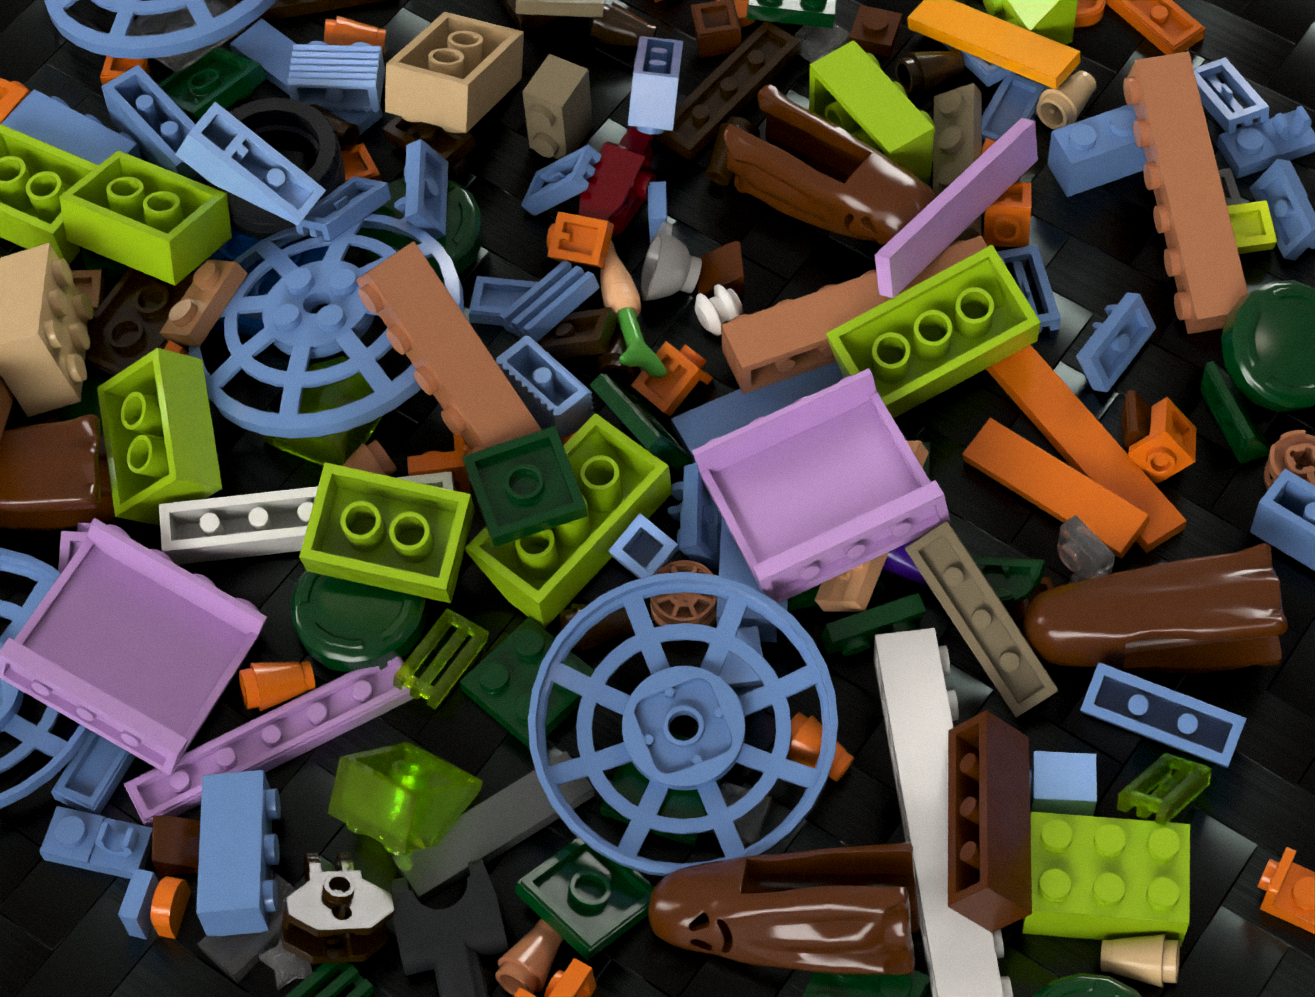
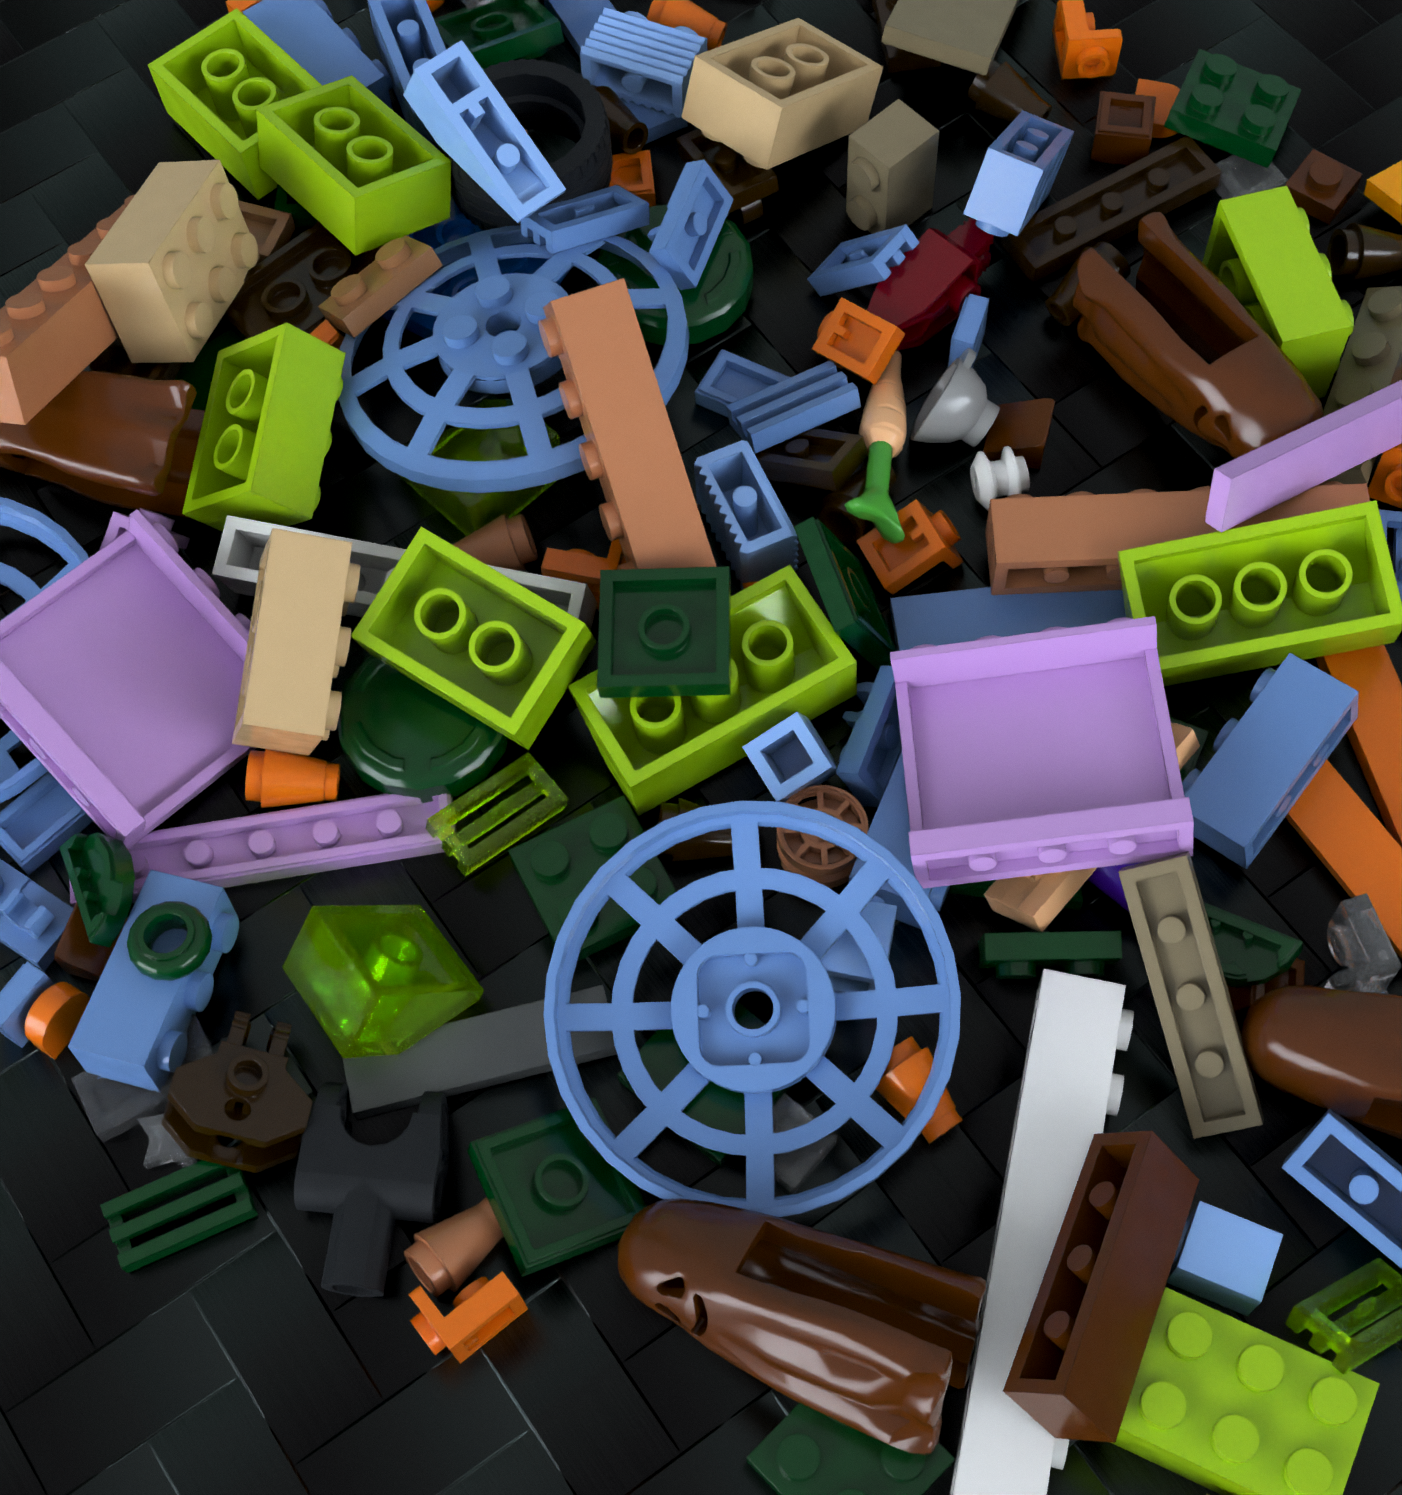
camera: 20 degrees right, 5 degrees up
(168, 794) = (101, 882): none -> dark green tile
(248, 832) = (156, 921): none -> dark green piece
(256, 577) = (296, 643): none -> tan brick
(979, 444) = (1268, 757): none -> medium blue brick

